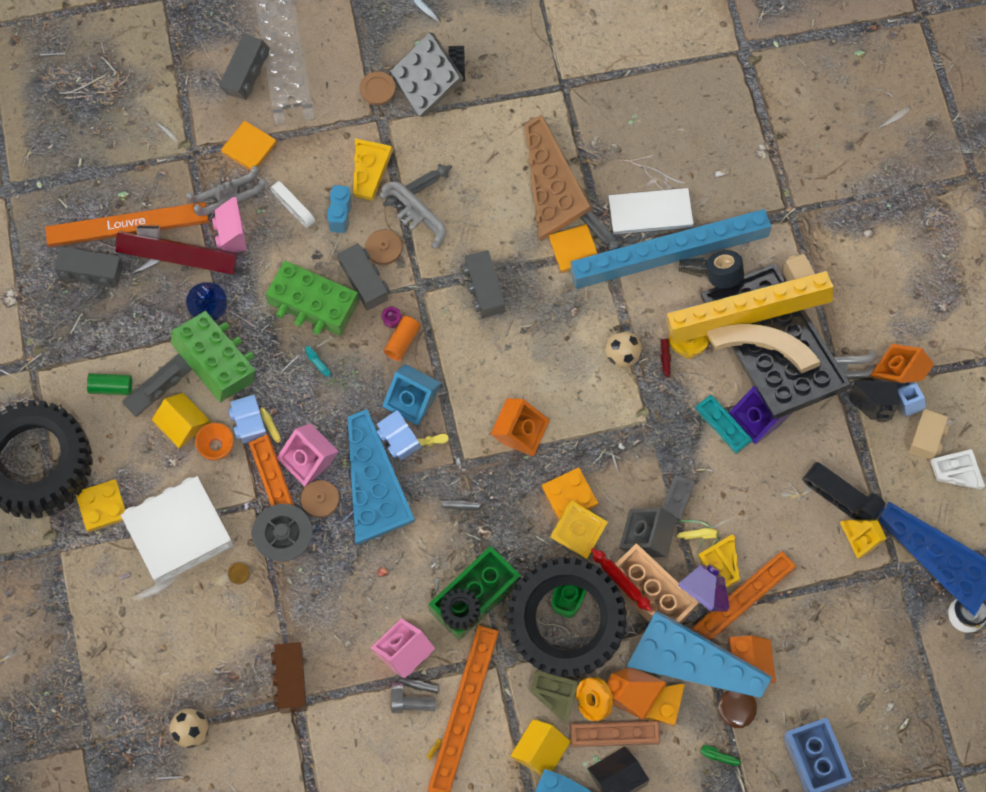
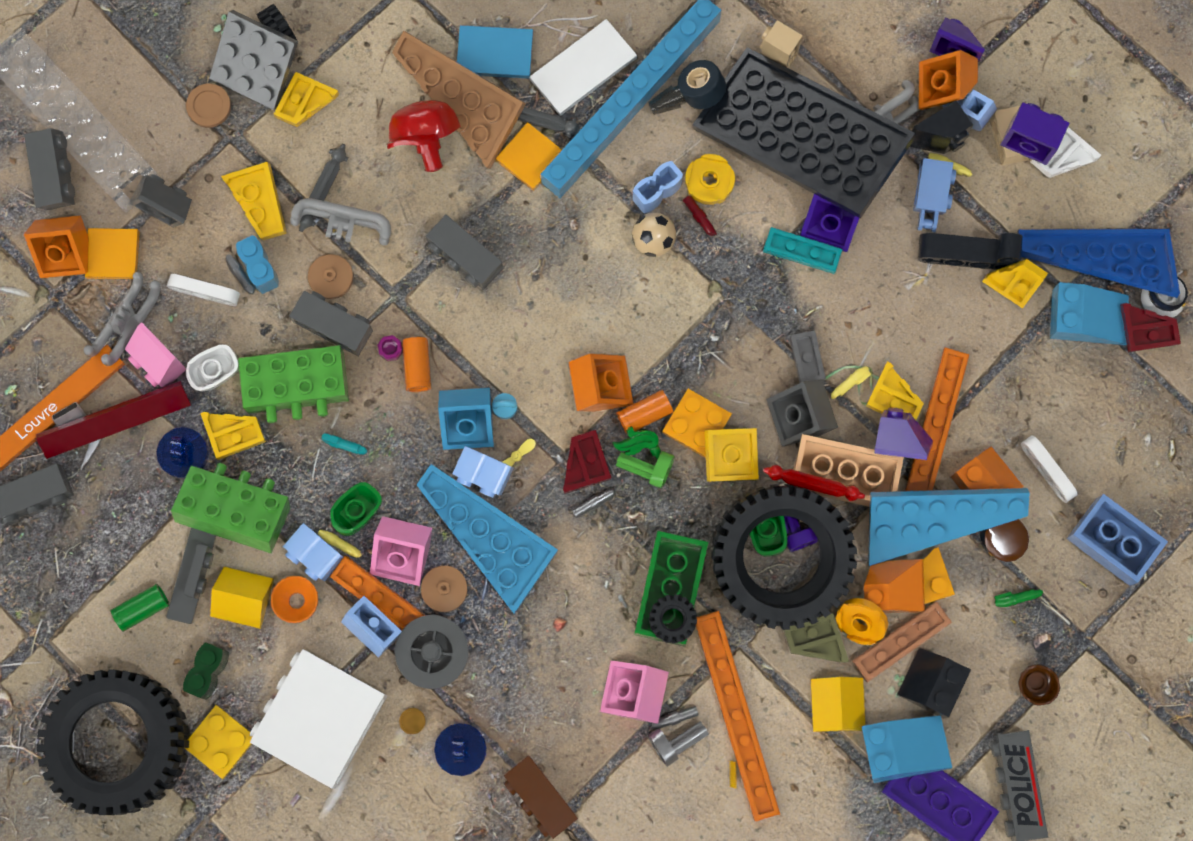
camera: 30 degrees left, 10 degrees up
(121, 453) = (203, 677): none -> dark green brick
(216, 120) = (58, 246): none -> orange slope
(247, 309) = (232, 433): none -> yellow wing
(252, 490) = (371, 626): none -> light blue brick
(257, 612) = (460, 749): none -> clear blue tile
(263, 257) = (212, 368): none -> white piece
(295, 407) = (355, 509): none -> green piece
(303, 129) = (161, 201): none -> dark grey slope
(323, 204) = (237, 270): none -> flat silver piece
(443, 121) = (303, 99): none -> yellow wing
(443, 403) = (504, 406): none -> medium azure tile
(473, 474) = (585, 463): none -> dark red wing
(510, 181) = (422, 126): none -> red piece
(518, 511) = (655, 473): none -> bright green piece
(519, 480) = (637, 441): none -> green piece
(537, 464) = (645, 411): none -> orange pin
(587, 615) = (798, 538): none -> dark purple piece
(597, 165) = (496, 51): none -> dark azure tile
(643, 319) = (652, 189): none -> light blue brick
(750, 306) = (757, 111): yellow brick -> none
(767, 338) = (796, 134): tan tile -> none
(801, 680) = (1049, 469): none -> white beam
(843, 438) = (933, 191): none -> medium blue brick
(864, 423) = (960, 169): none -> light yellow piece
(903, 591) = (1087, 314): none -> dark azure slope
(930, 340) = (954, 37): none -> dark purple slope
(939, 437) = (1035, 133): none -> dark purple brick
(940, 628) = (1147, 329): none -> dark red wing

